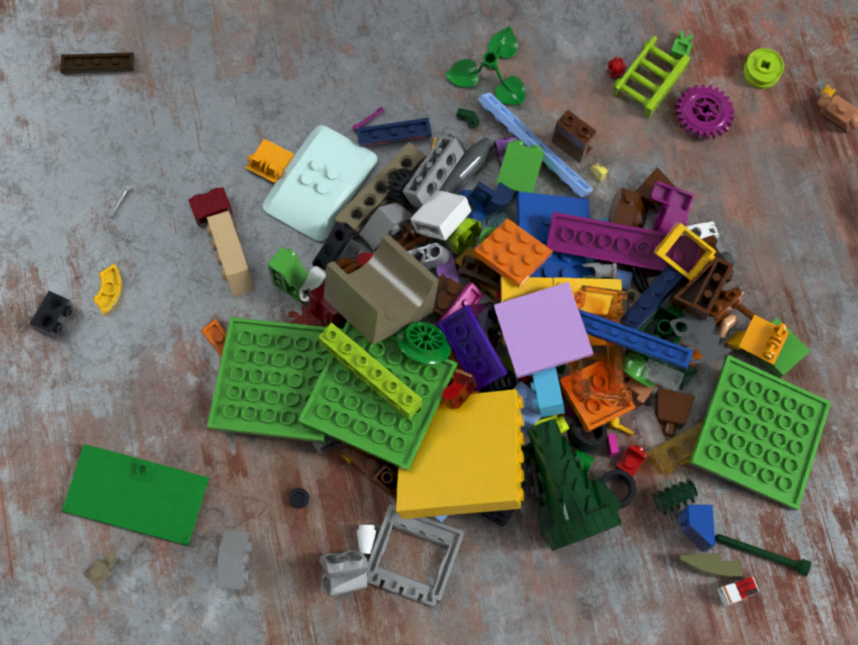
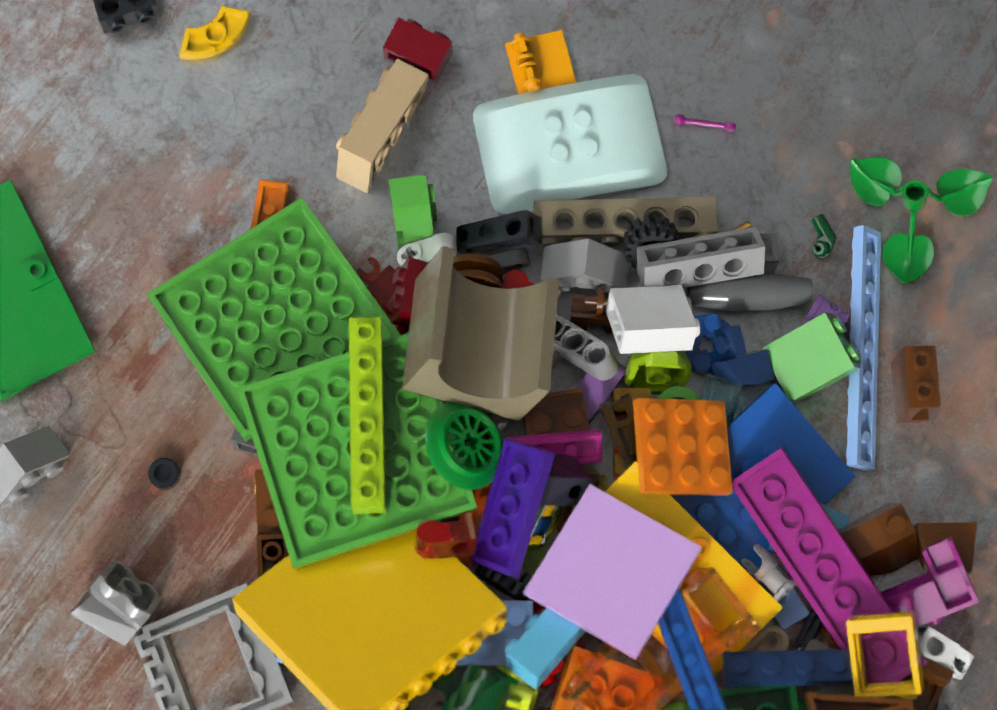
camera: 50 degrees right, 5 degrees up
(366, 538) = (184, 591): white cone -> none
(394, 132) = (715, 168): dark blue plate -> none
(599, 172) = (905, 456): light yellow tile -> none

